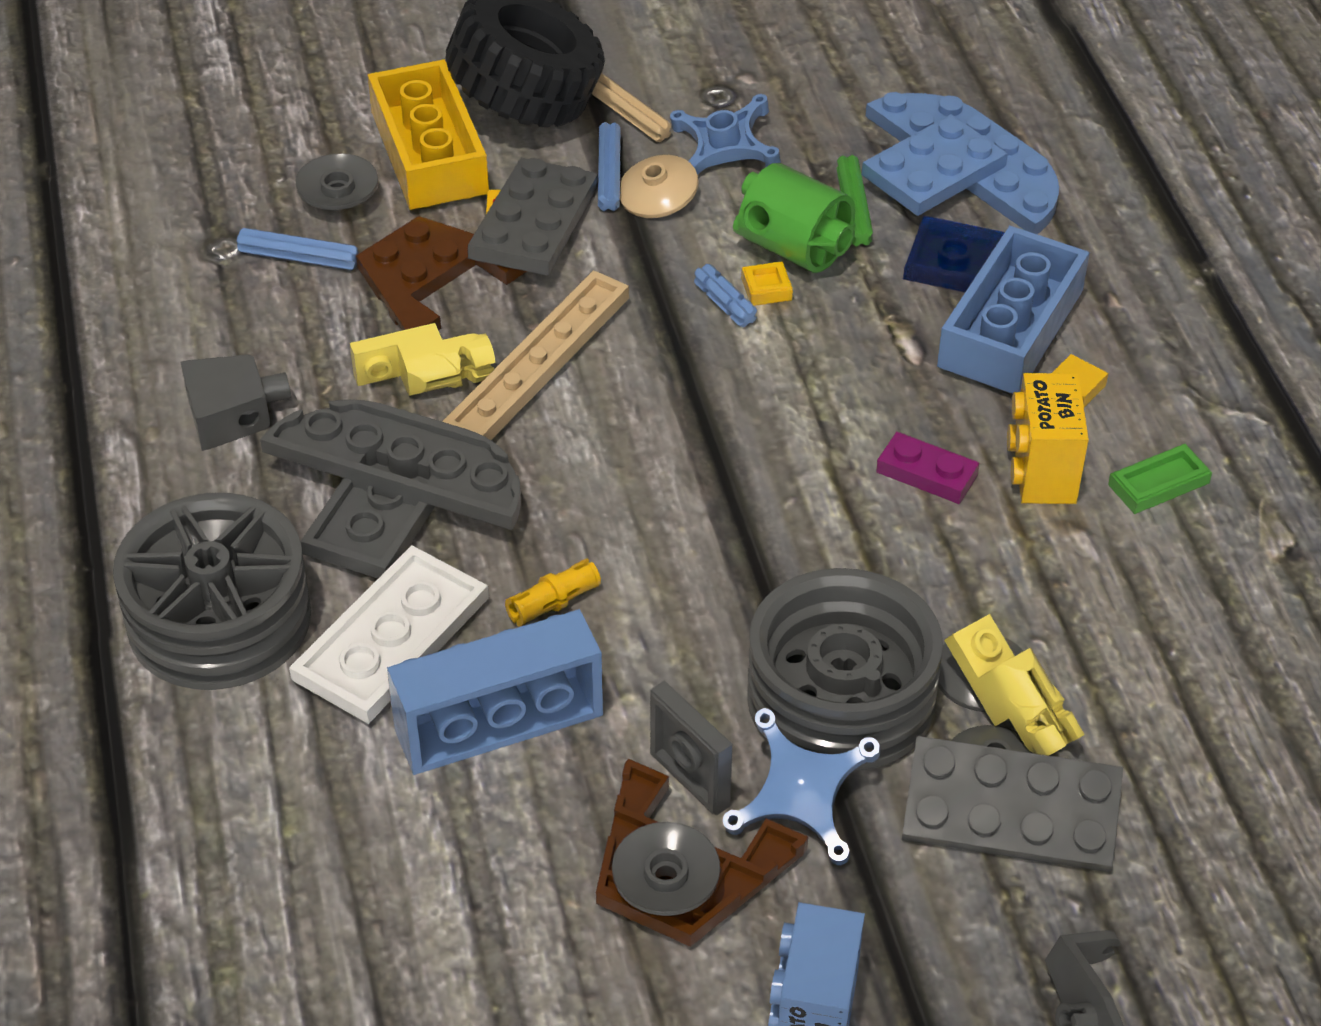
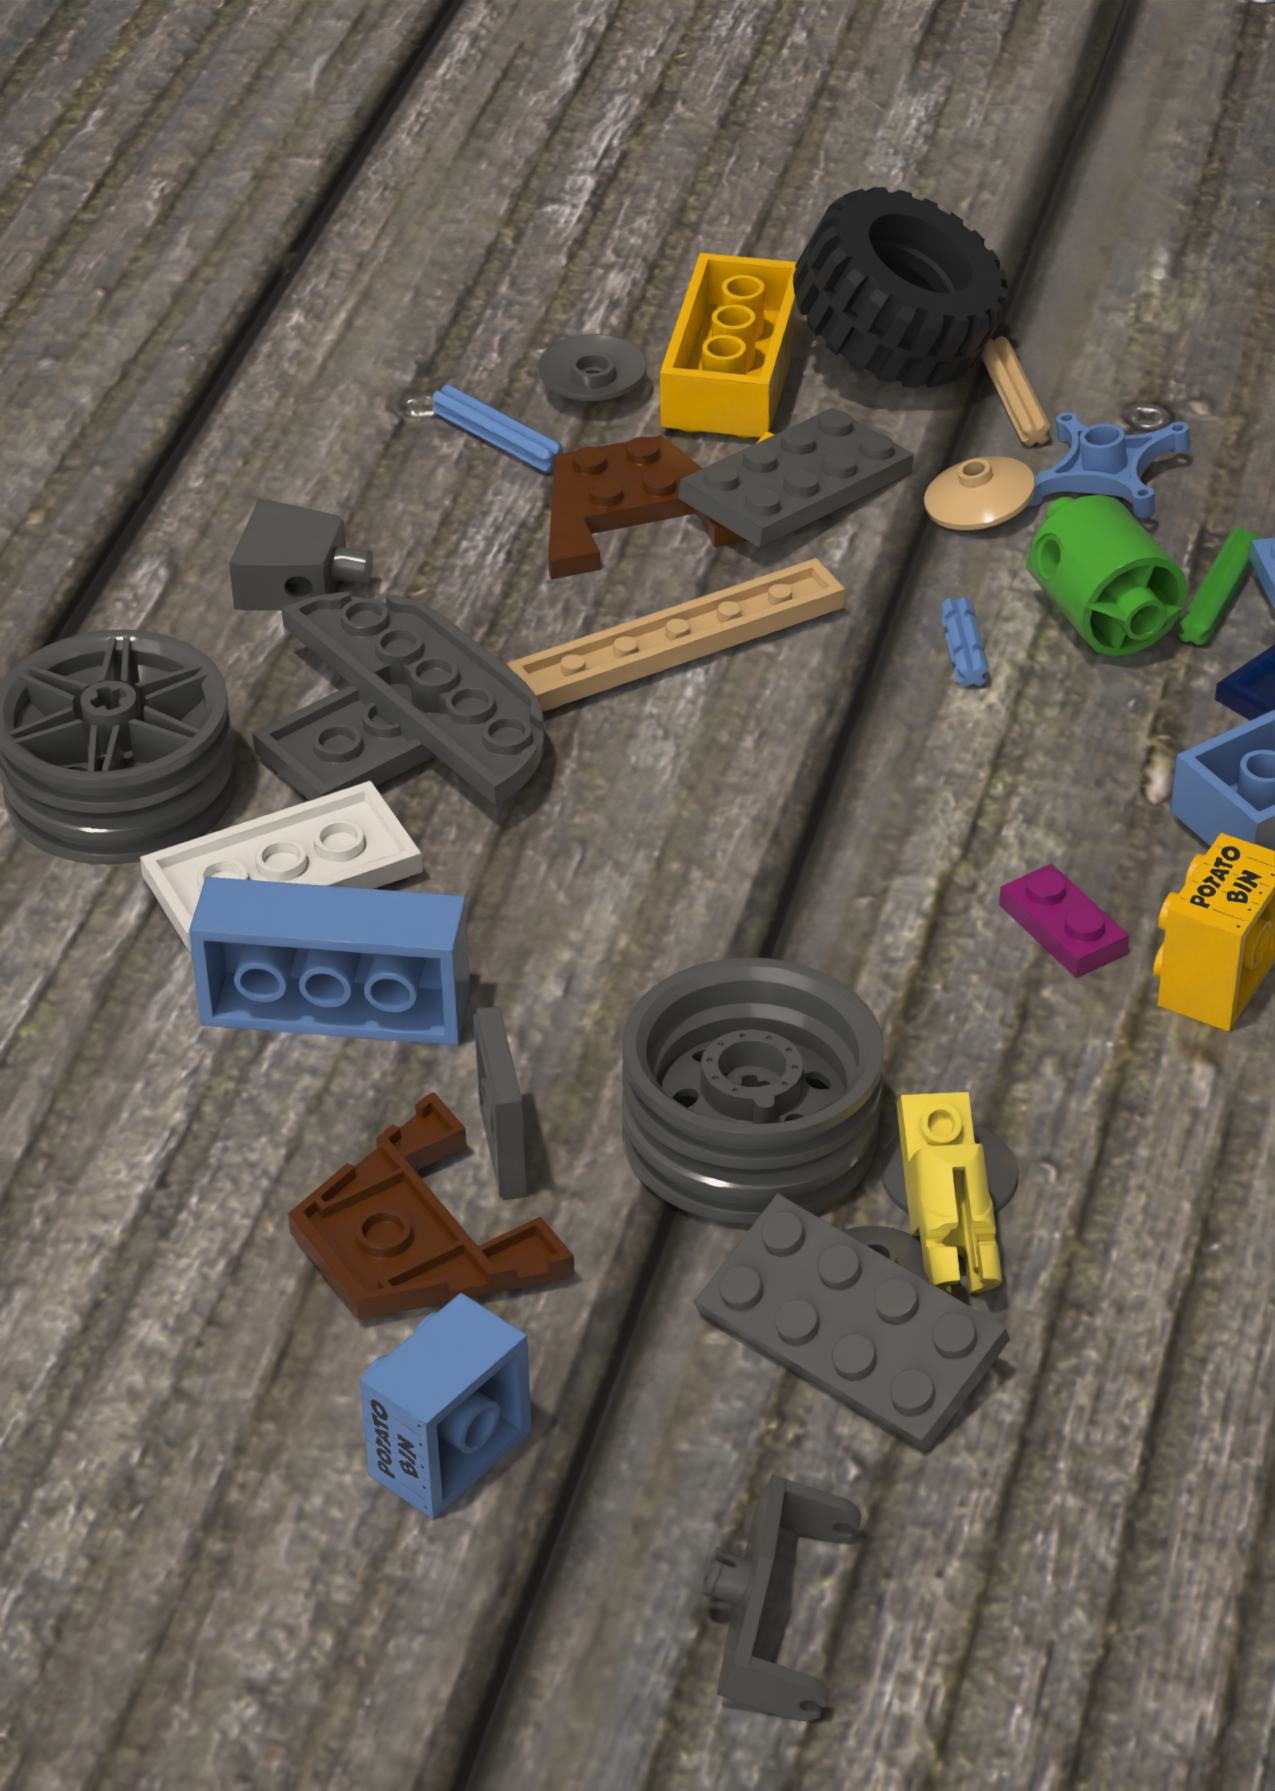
camera: 30 degrees right, 5 degrees down
(422, 359) = (538, 588): light yellow plate -> none
(552, 592) = (501, 888): yellow pin -> none
(609, 166) = (937, 452): medium blue axle -> none
(666, 851) = (368, 1212): dark grey dish -> none
(766, 283) = (1029, 646): yellow tile -> none
(801, 786) = (607, 1198): medium blue piece -> none

